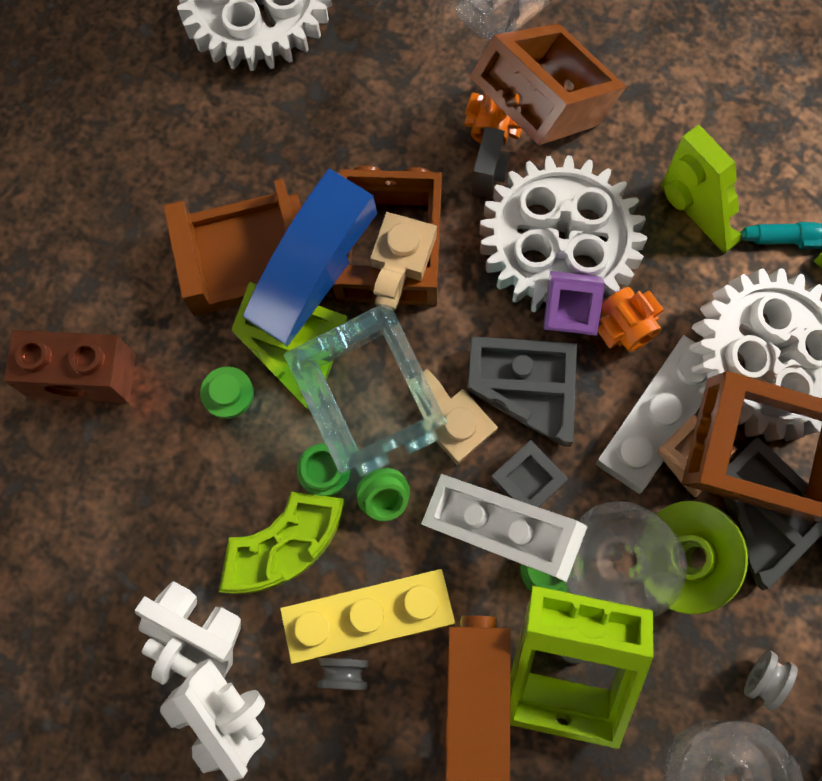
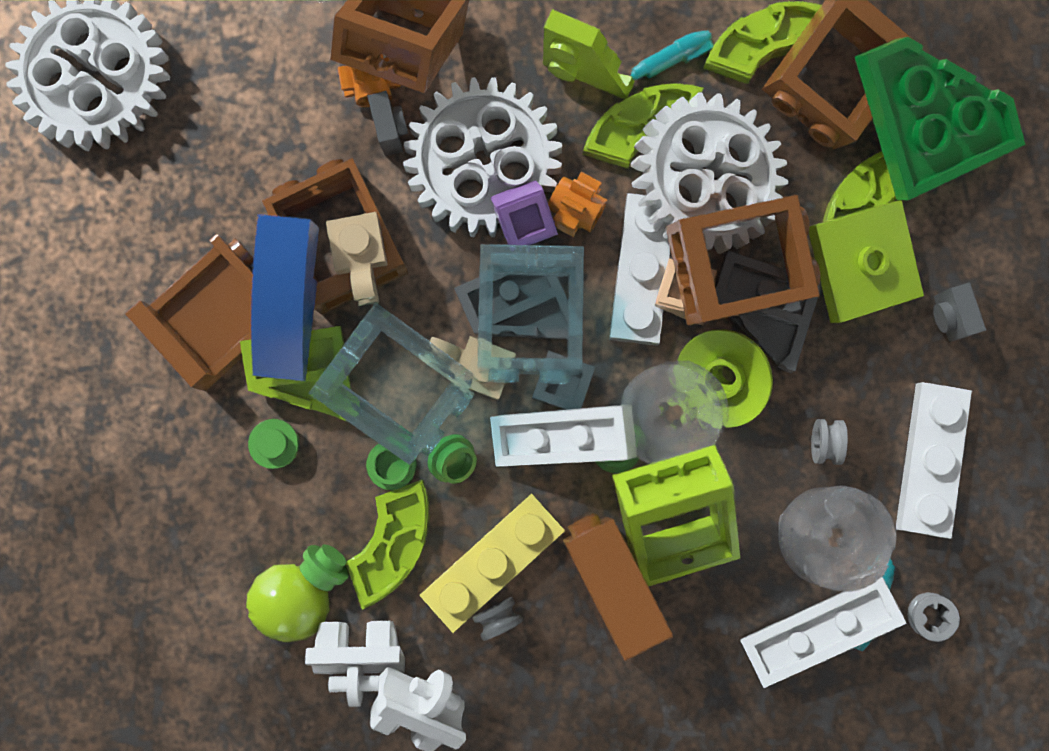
camera: 30 degrees left, 10 degrees up
(70, 366) = (127, 494): copper brick -> none
(153, 547) = (286, 604): none -> lime hair
(206, 530) = (324, 567): none -> bright green plate
(555, 343) = (531, 261): none -> clear light blue window
(699, 275) = (623, 124): none -> lime tile

